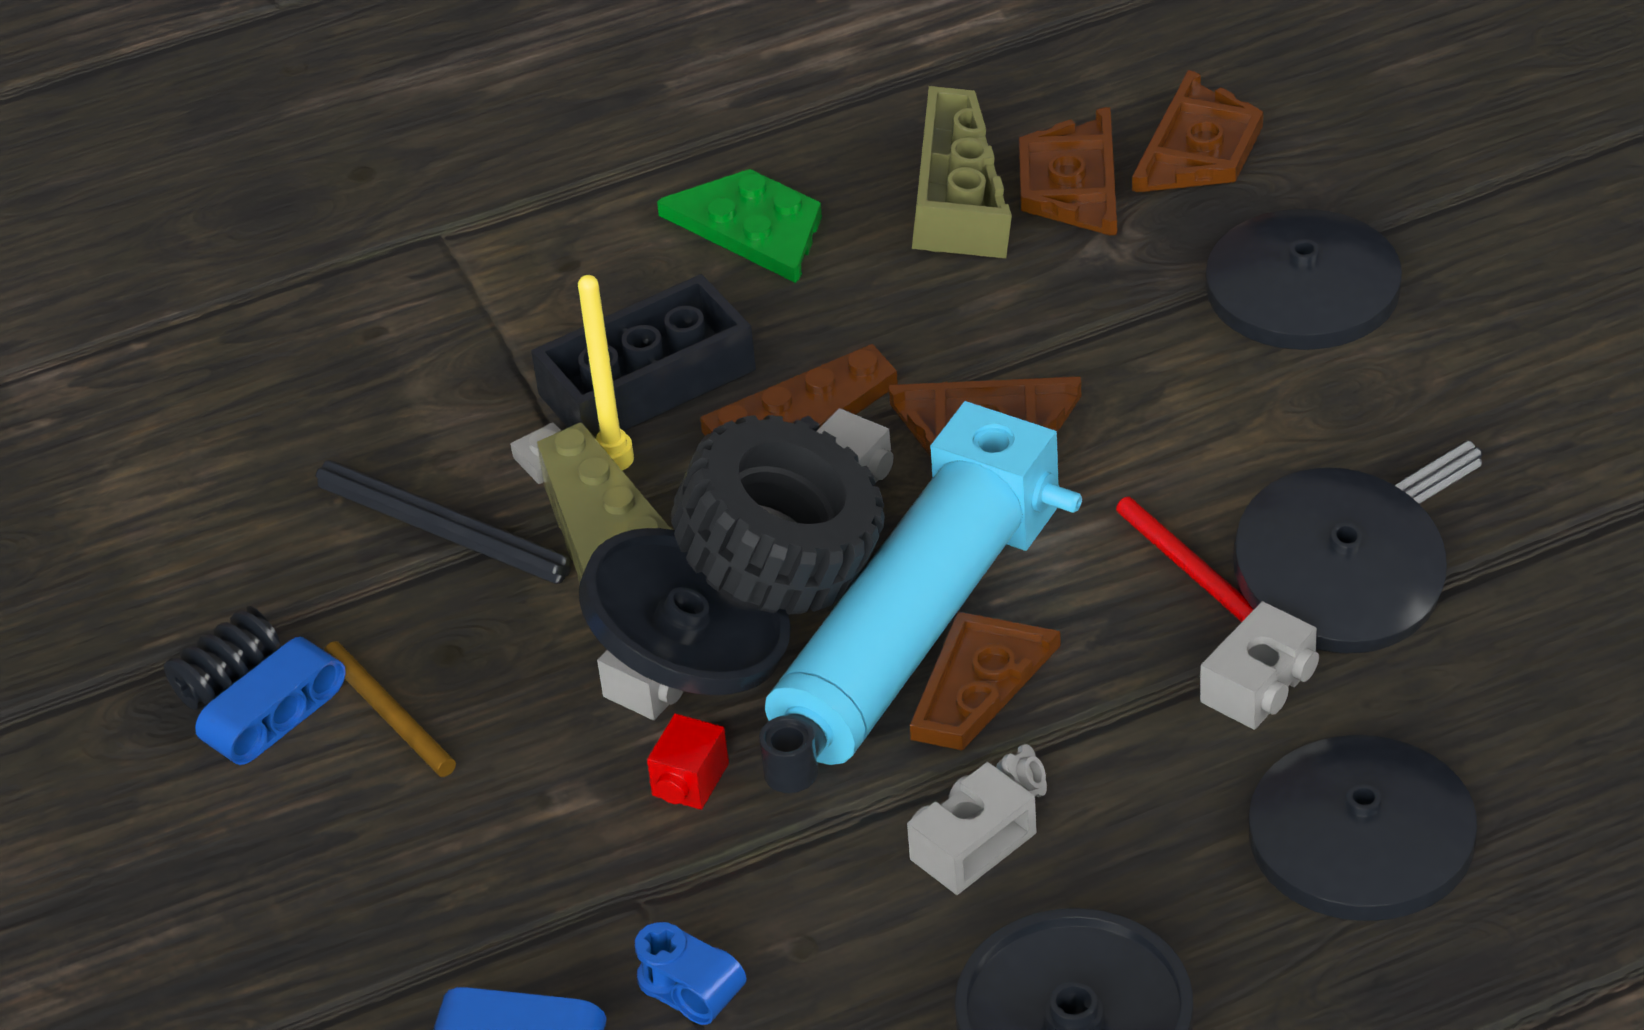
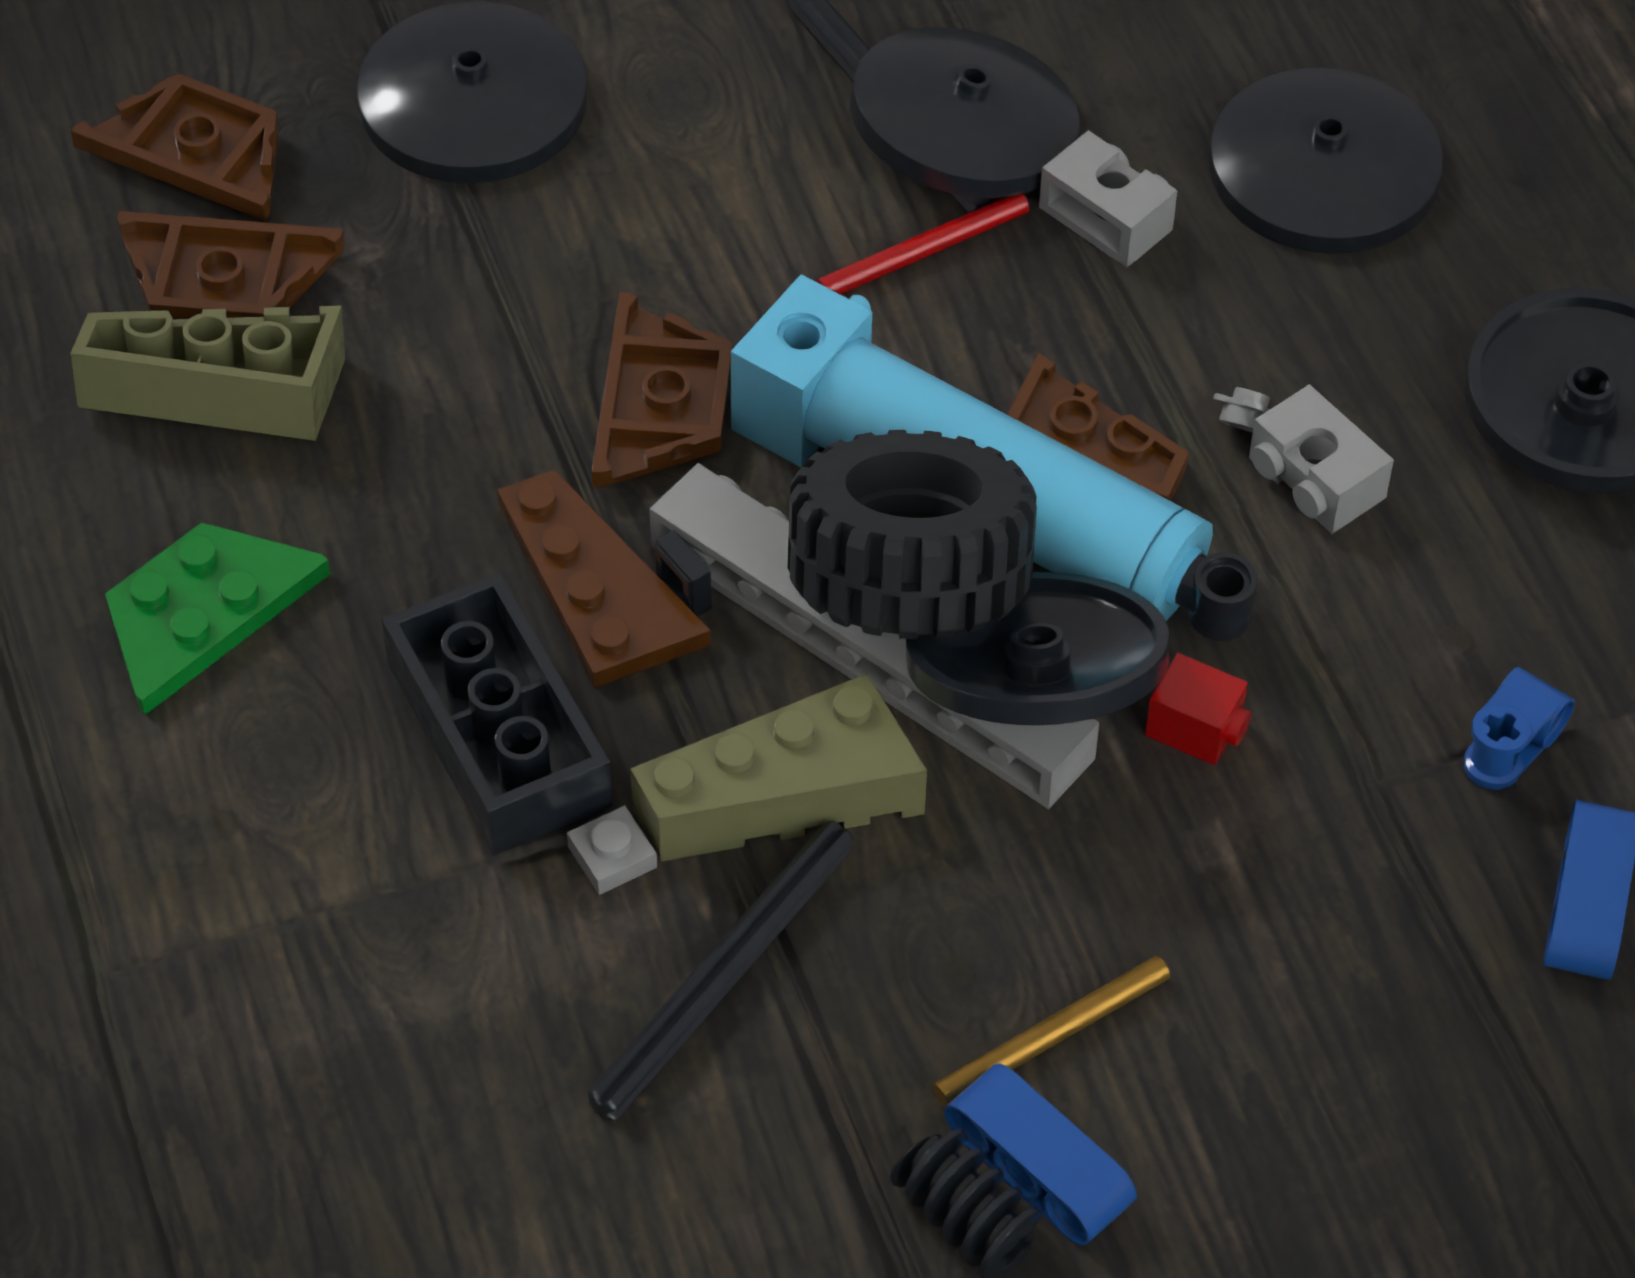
camera: 90 degrees left, 10 degrees up
(610, 437) = (620, 696): light yellow piece -> none

